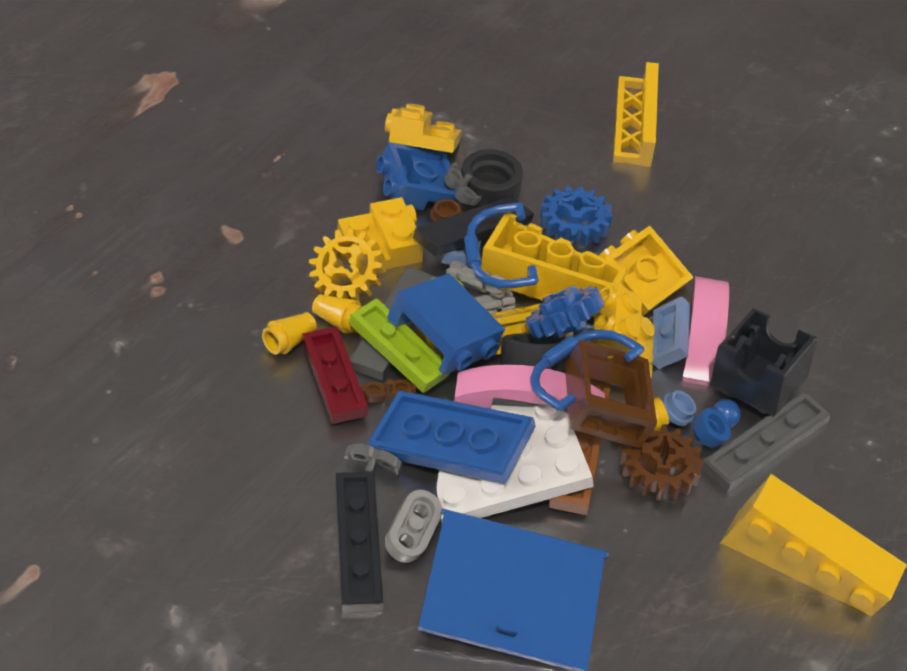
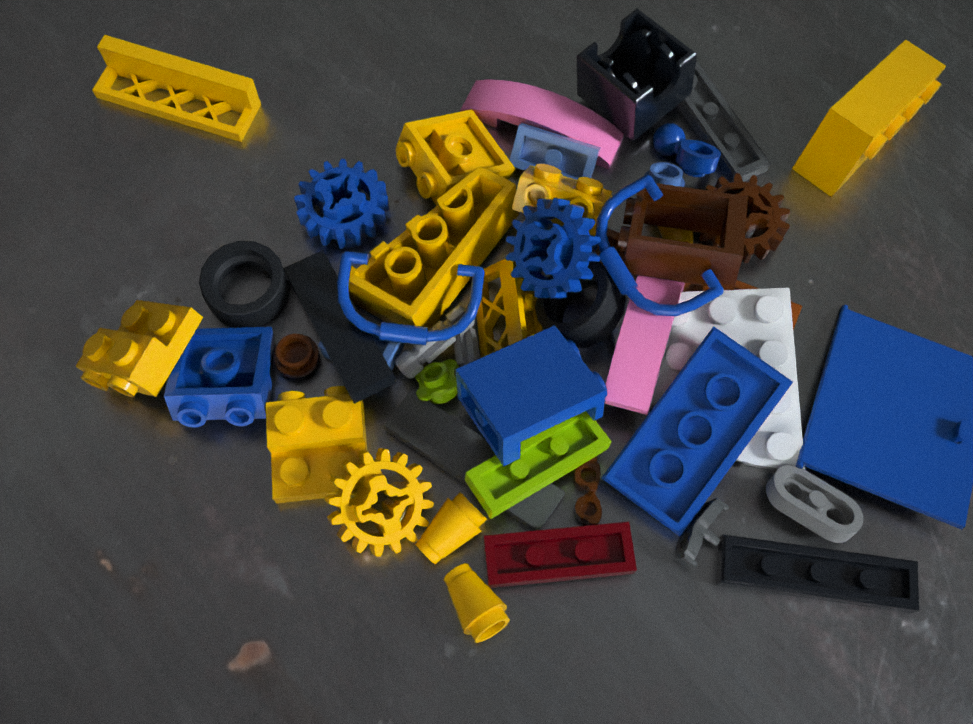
camera: 75 degrees left, 20 degrees up
(455, 181) = (249, 328): dark grey piece -> none

